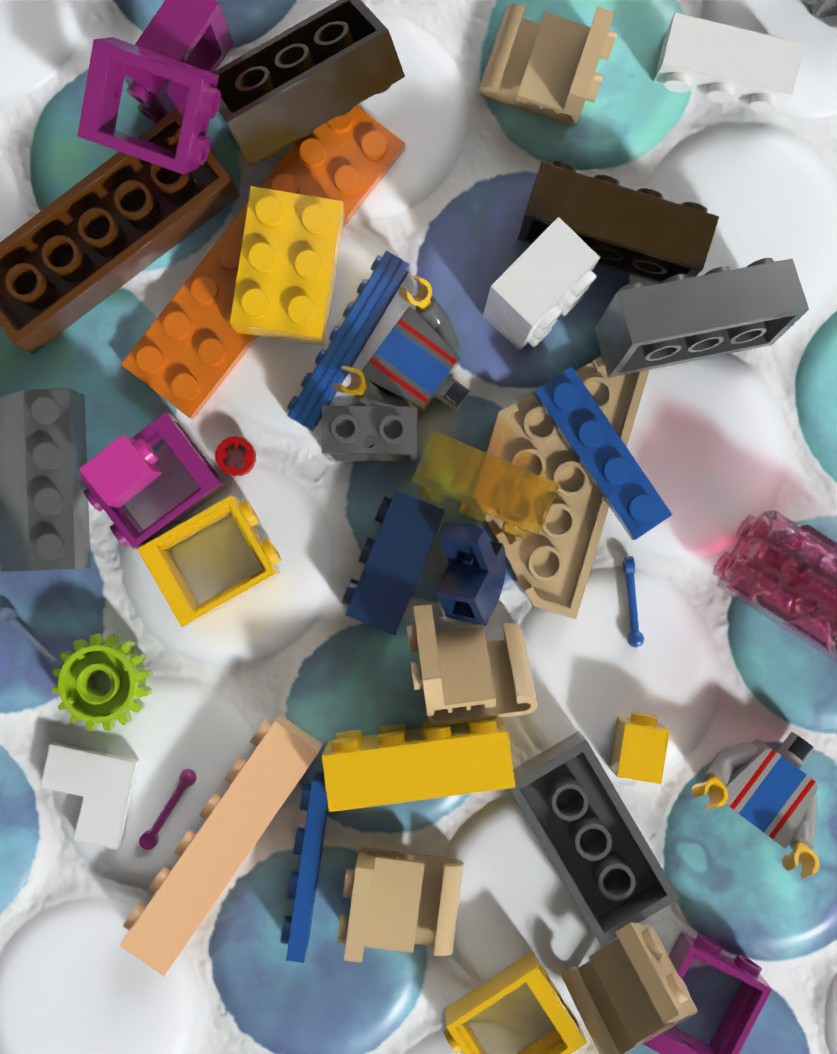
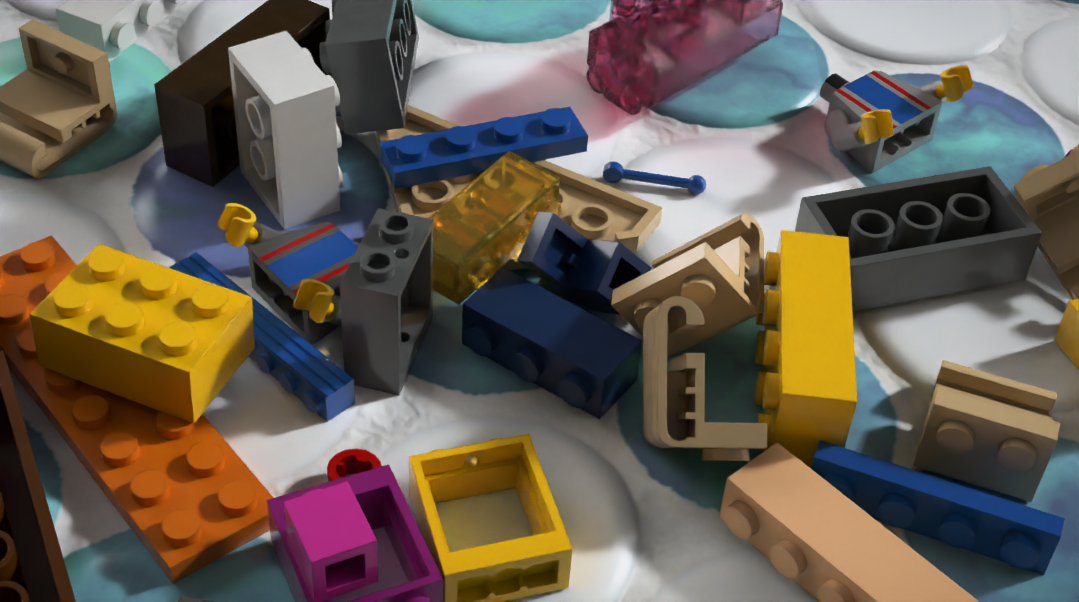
camera: 80 degrees left, 45 degrees down
(318, 694) = (677, 397): none -> tan piece
(639, 748) = (814, 177): yellow brick -> none

